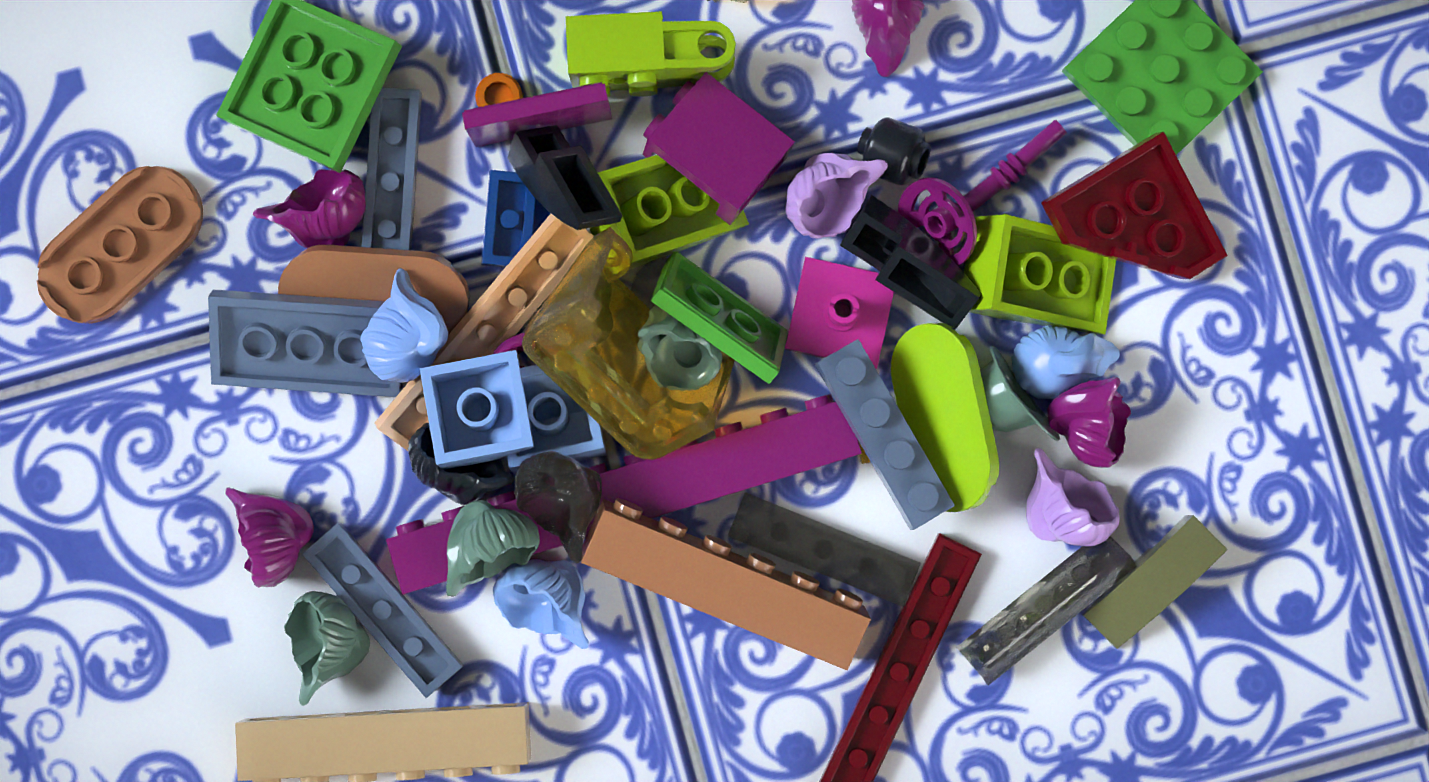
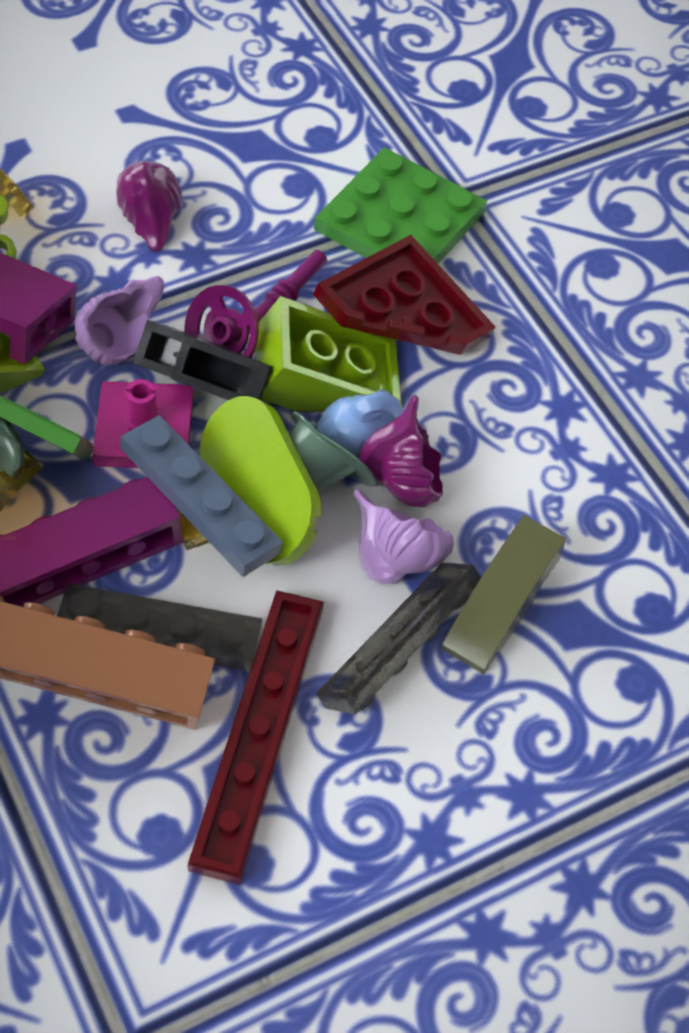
camera: 15 degrees left, 30 degrees down
(899, 146) = (181, 286): black head -> none

